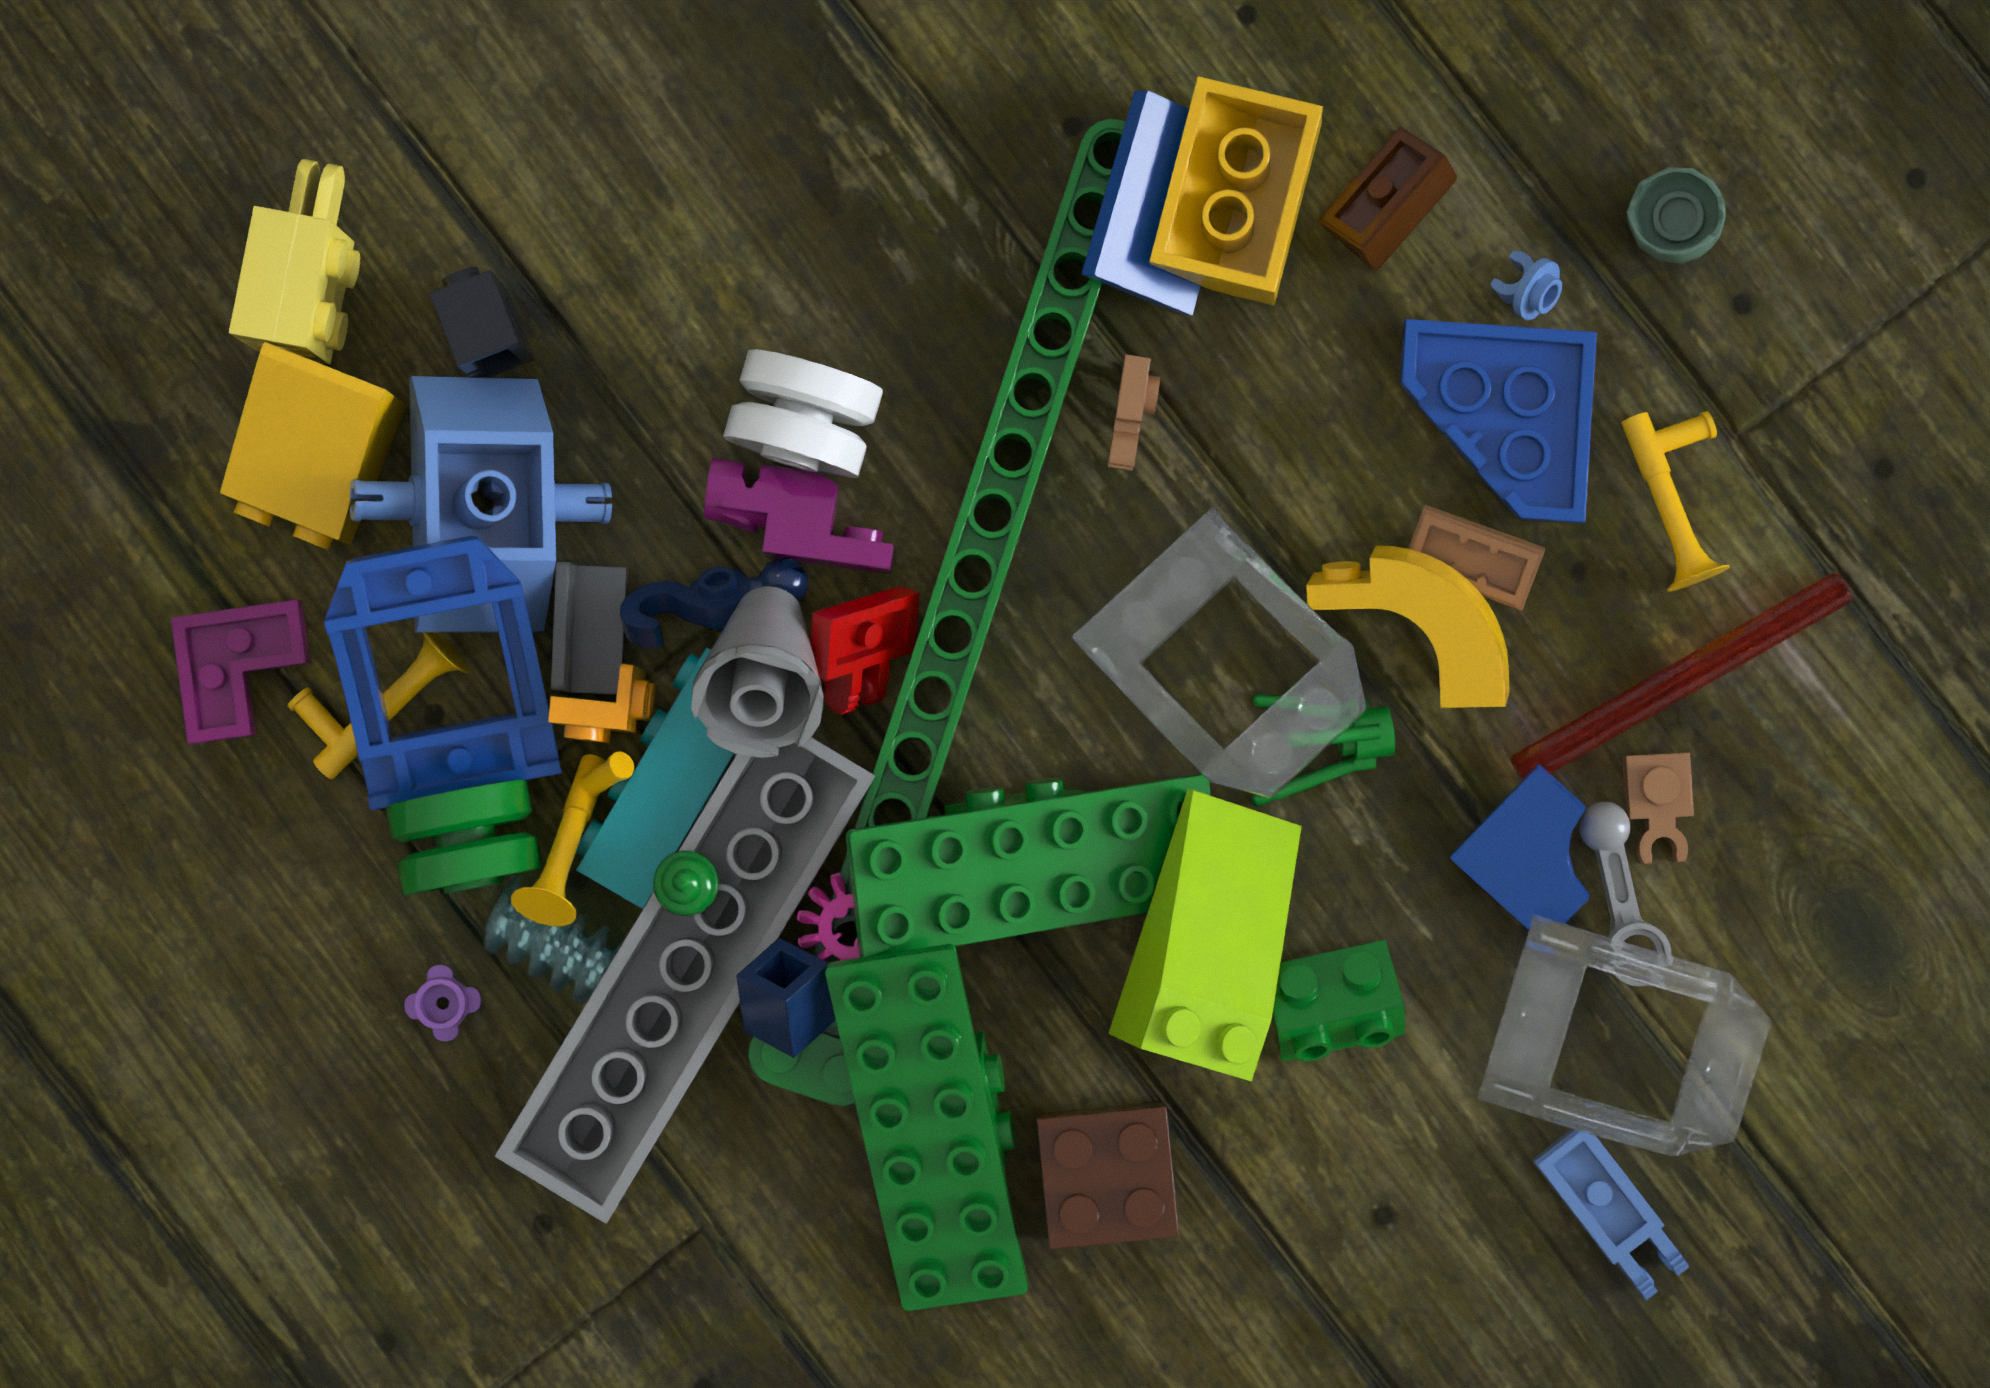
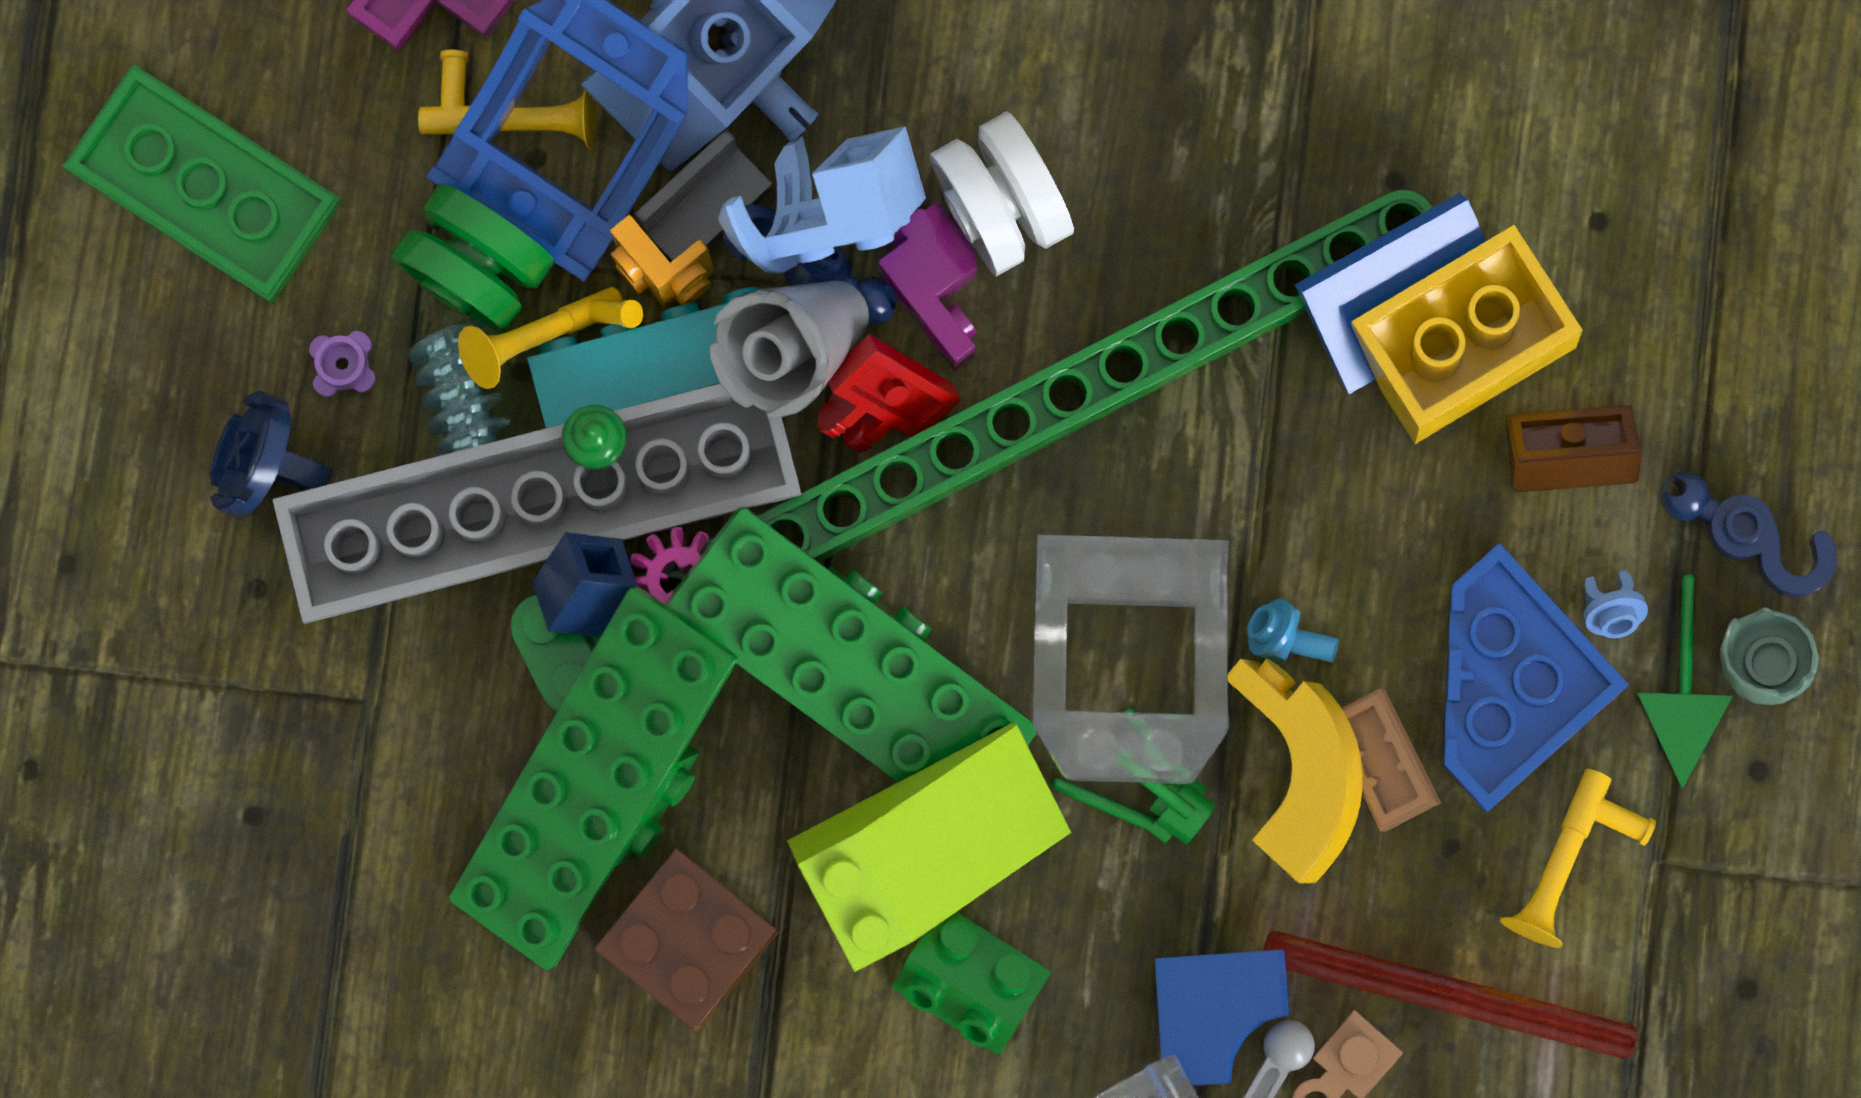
camera: 45 degrees right, 5 degrees down
(208, 971) = (202, 184): none -> green tile
(447, 1135) = (255, 454): none -> dark blue tile
(711, 520) = (863, 199): none -> light blue piece
(1136, 396) = (1250, 411): medium nougat plate -> none
(1315, 537) = (1281, 635): none -> dark azure plate
(1571, 136) = (1747, 528): none -> dark blue piece
(1656, 318) = (1684, 719): none -> green piece

